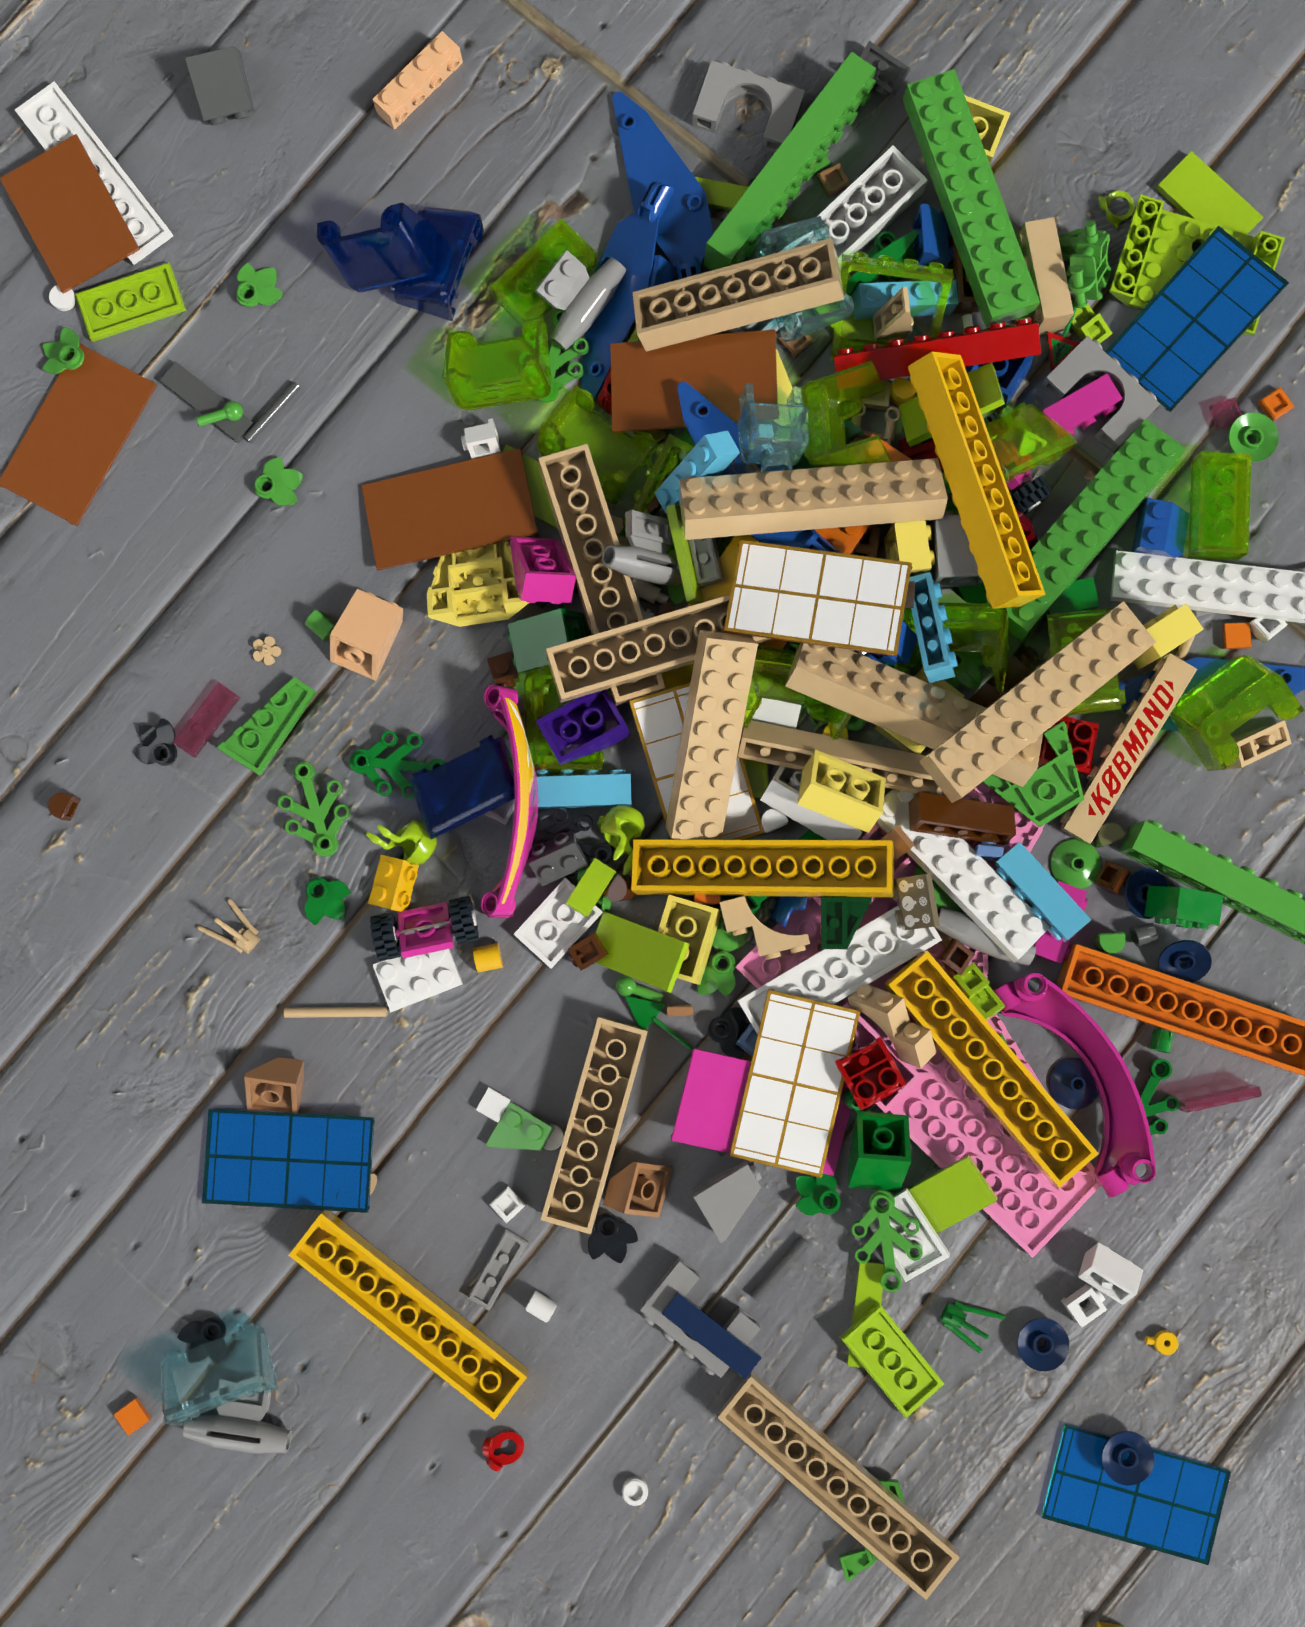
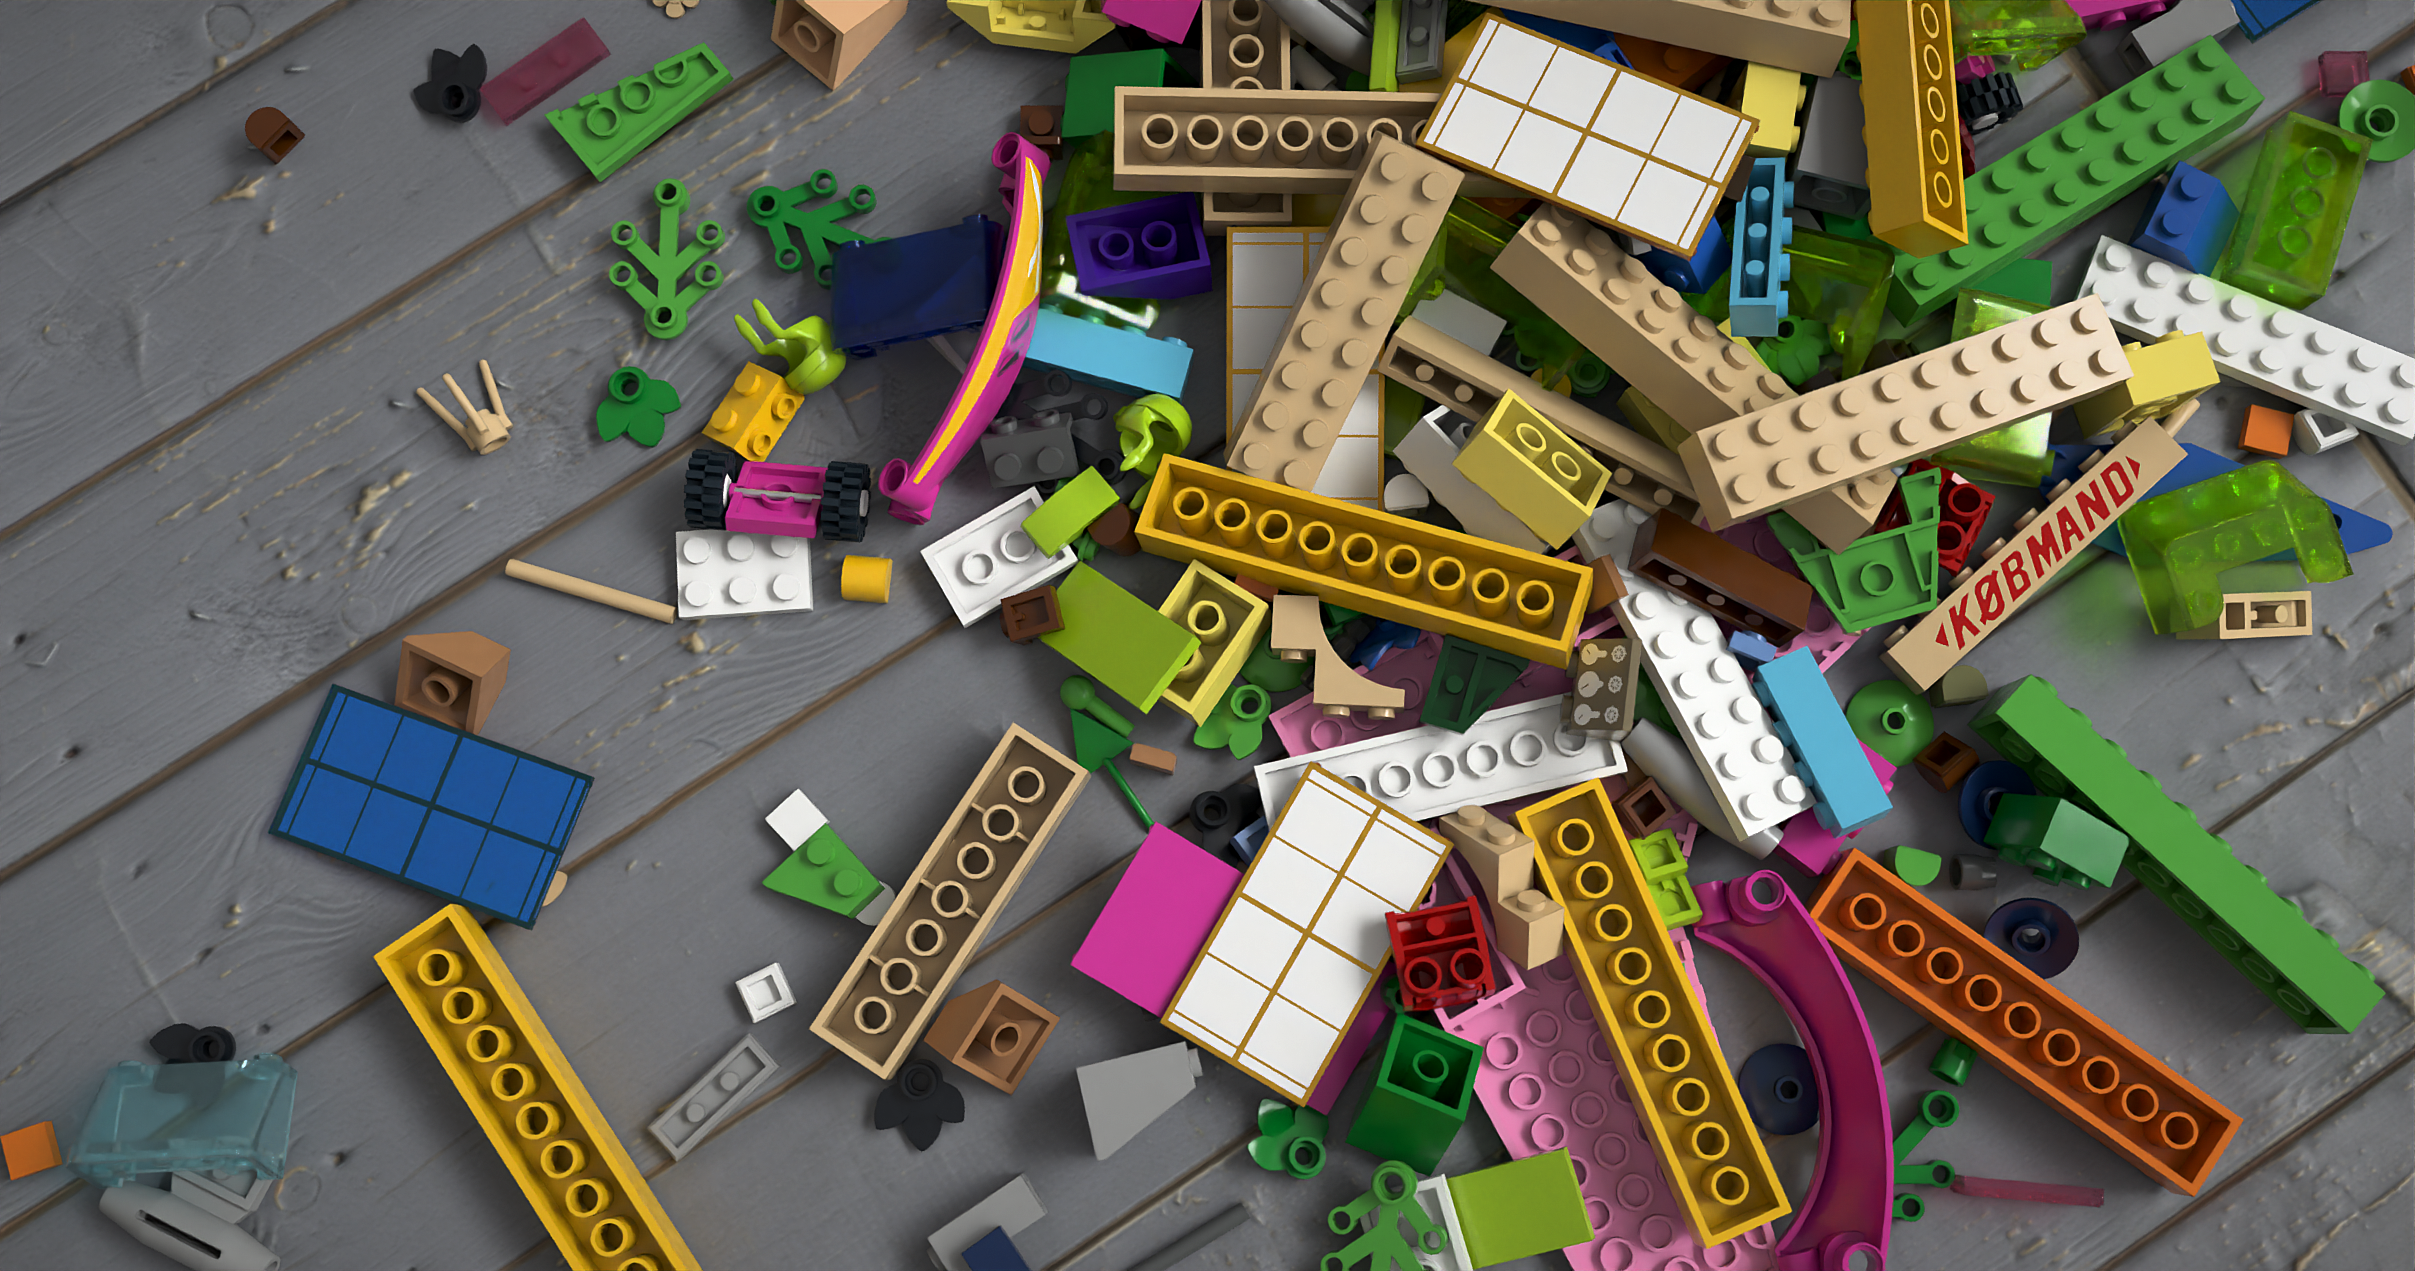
camera: 20 degrees right, 5 degrees down
(541, 1306) = (764, 1180): white brick -> none

